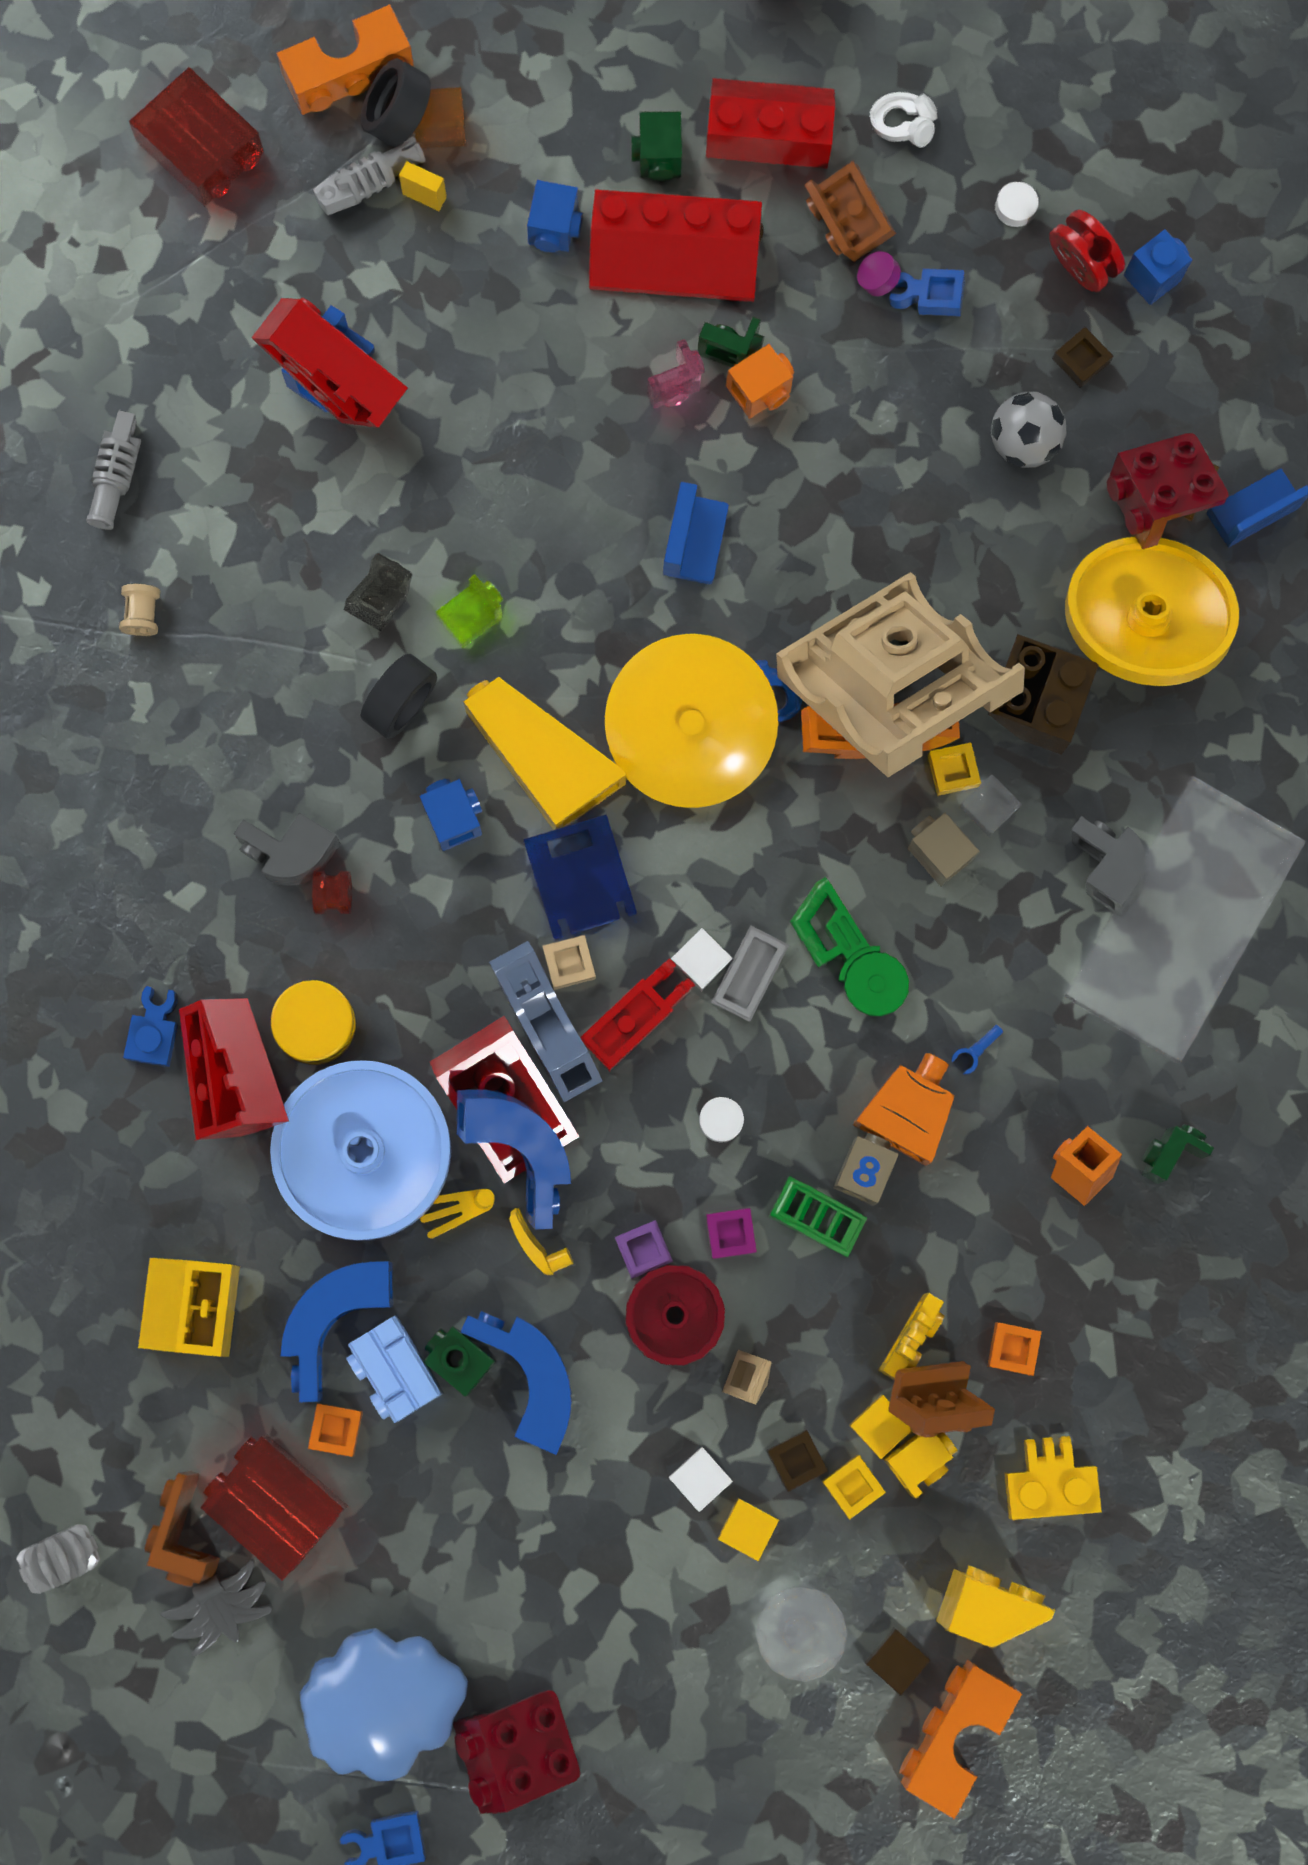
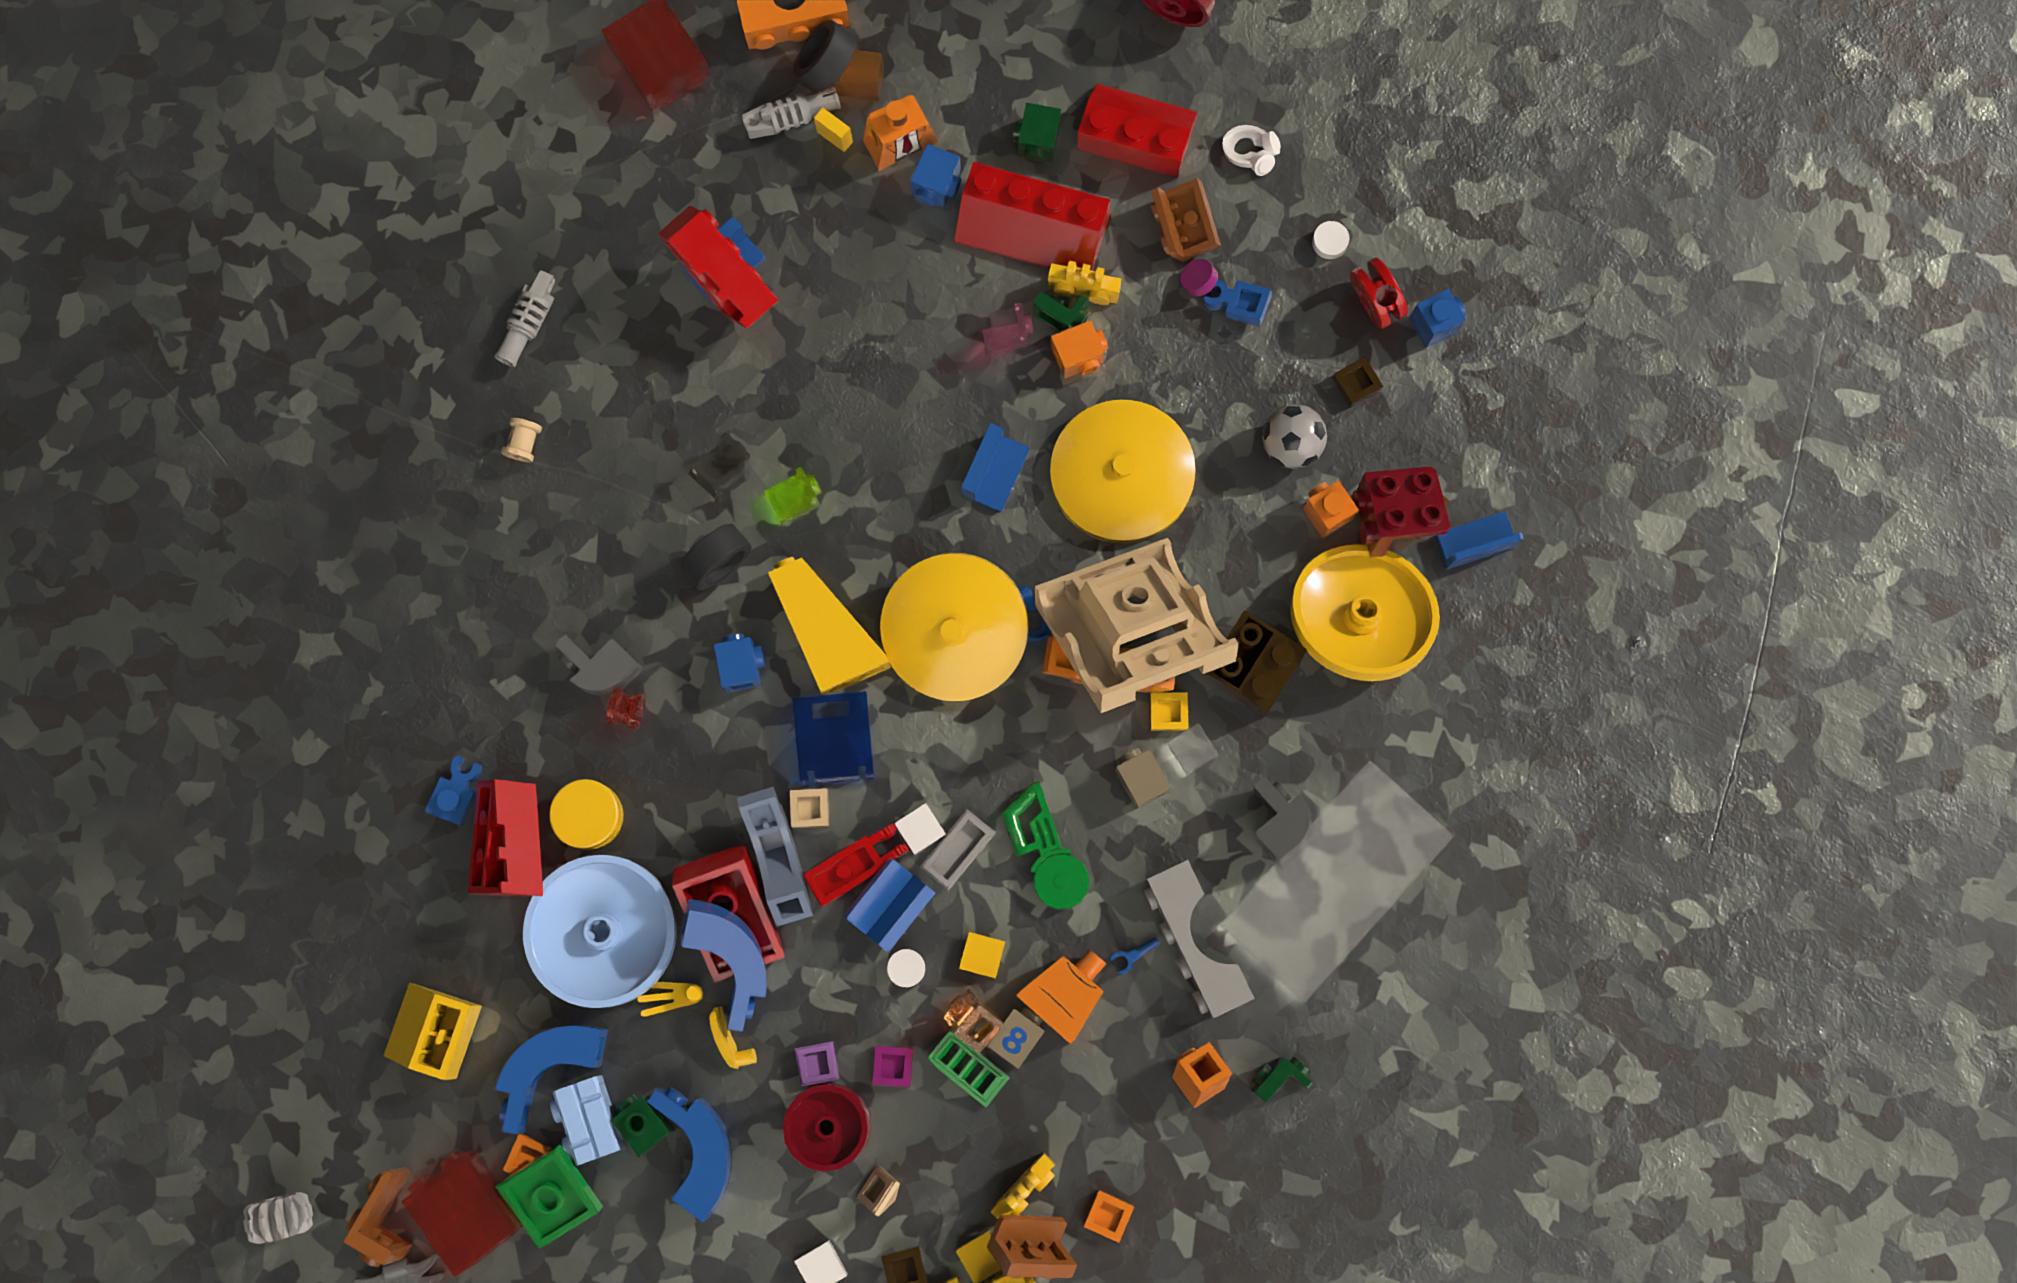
camera: 20 degrees right, 0 degrees up
(370, 1465) = (549, 1196): none -> green plate
(502, 170) = (899, 130): none -> orange torso
(687, 1051) = (889, 904): none -> blue panel
(743, 303) = (1083, 281): none -> yellow hinge
(802, 1154) = (966, 1013): none -> clear orange brick
(804, 1086) = (982, 955): none -> yellow tile
(840, 509) = (1122, 471): none -> yellow dish
(1010, 974) = (1217, 984): none -> light grey arch
(1085, 502) = (1329, 508): none -> orange brick

